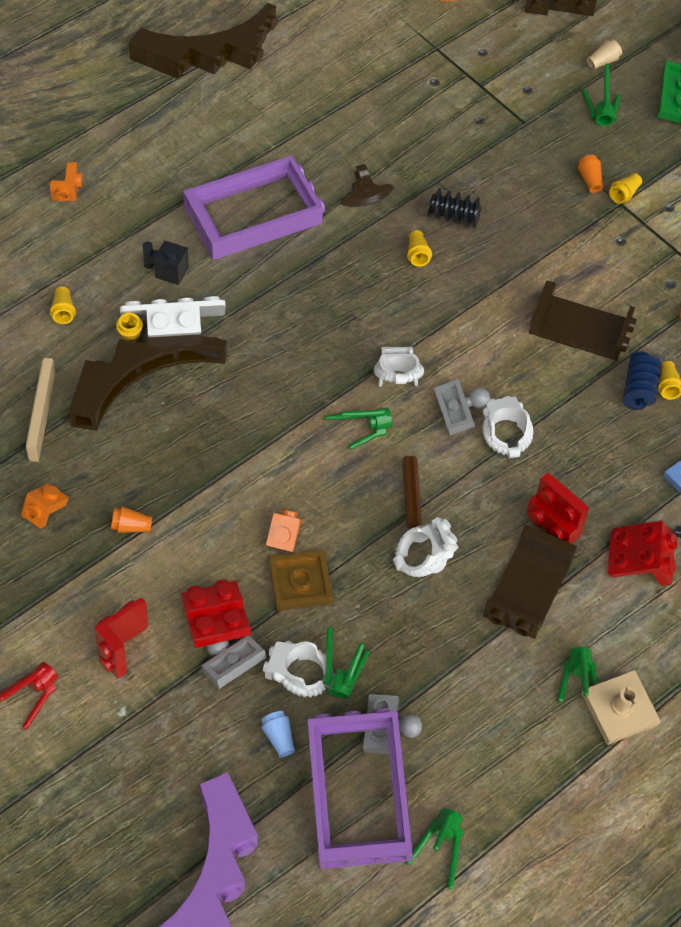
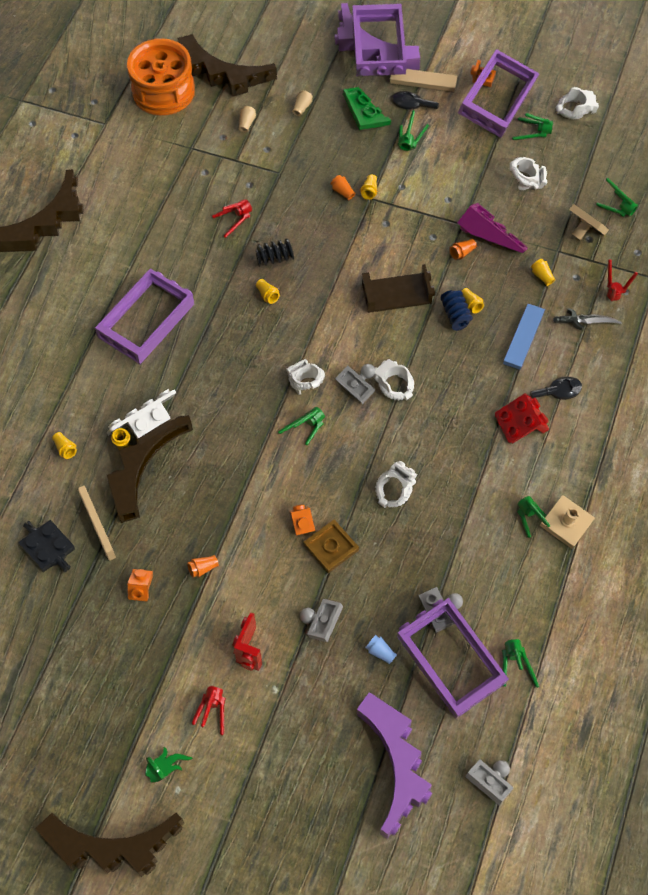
camera: 25 degrees left, 5 degrees up
(67, 189) = (14, 365): orange bracket -> none
(169, 262) = (115, 380): black brick -> none
(215, 613) = (294, 596): red plate -> none
(283, 655) = (352, 598): white piece -> none
(343, 681) = (398, 596): green plant -> none
(365, 190) = (208, 268): dark brown piece -> none
(411, 492) = (363, 453): reddish brown axle -> none
(449, 139) = (241, 208): none -> red plant
(524, 41) = (247, 116): none -> tan cone
(530, 582) = (468, 473): dark brown panel -> none
(557, 510) = (460, 419): red plate -> none
(604, 112) = (325, 140): green plant -> none

